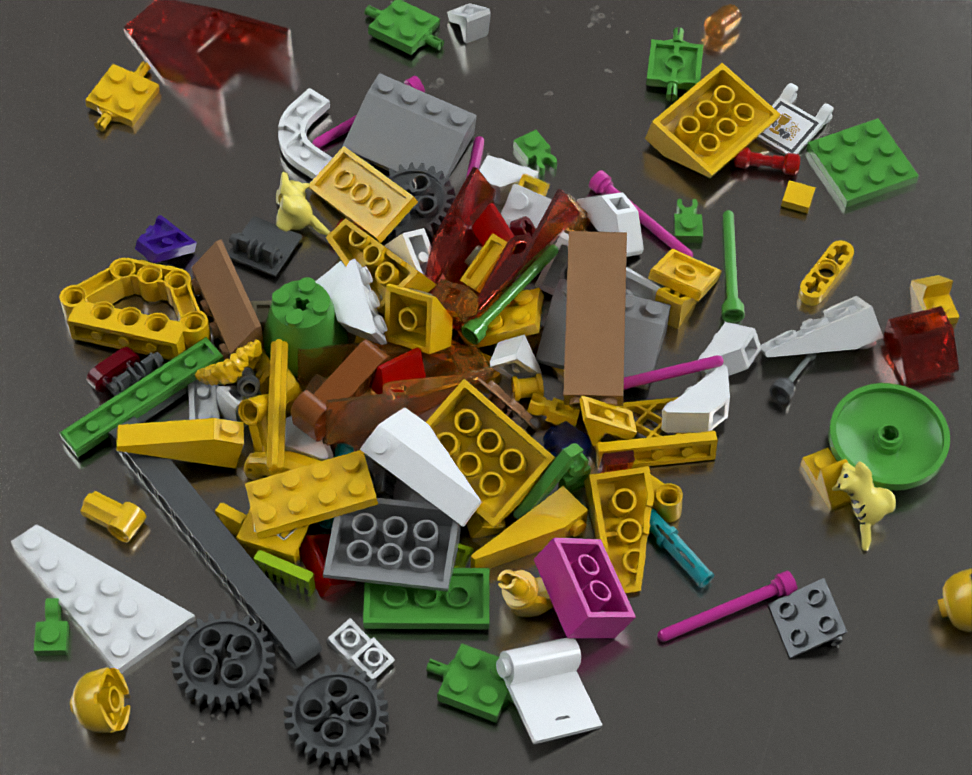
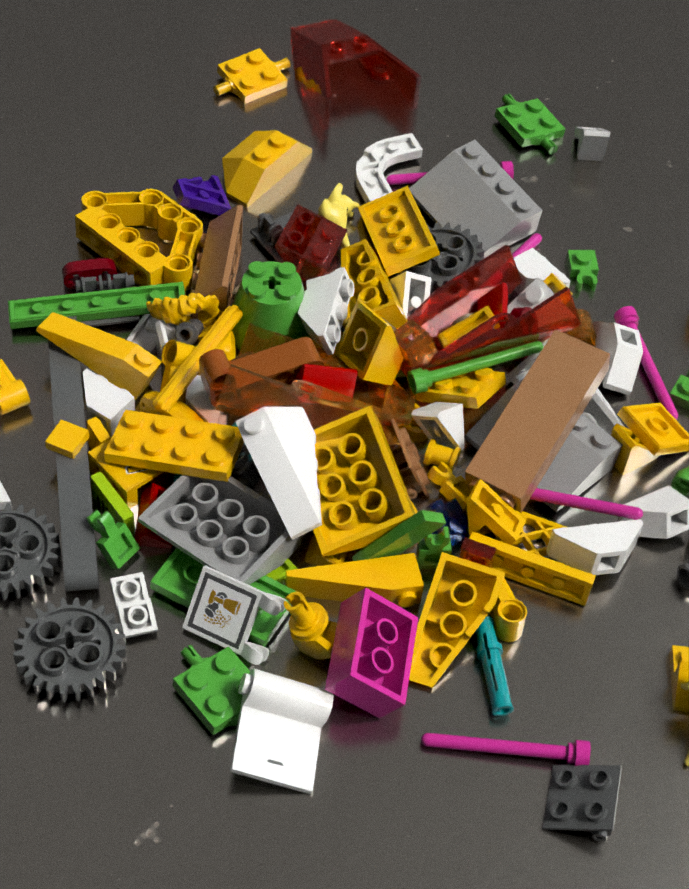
camera: 25 degrees right, 5 degrees down
(190, 185) = (260, 164): none -> yellow wedge
(210, 535) = (67, 439): none -> yellow tile
(215, 482) = (105, 400): none -> white slope
(297, 245) = (309, 242): none -> clear red slope
(311, 602) = (116, 541): none -> bright green plate
(445, 615) = (226, 611): none -> white flag

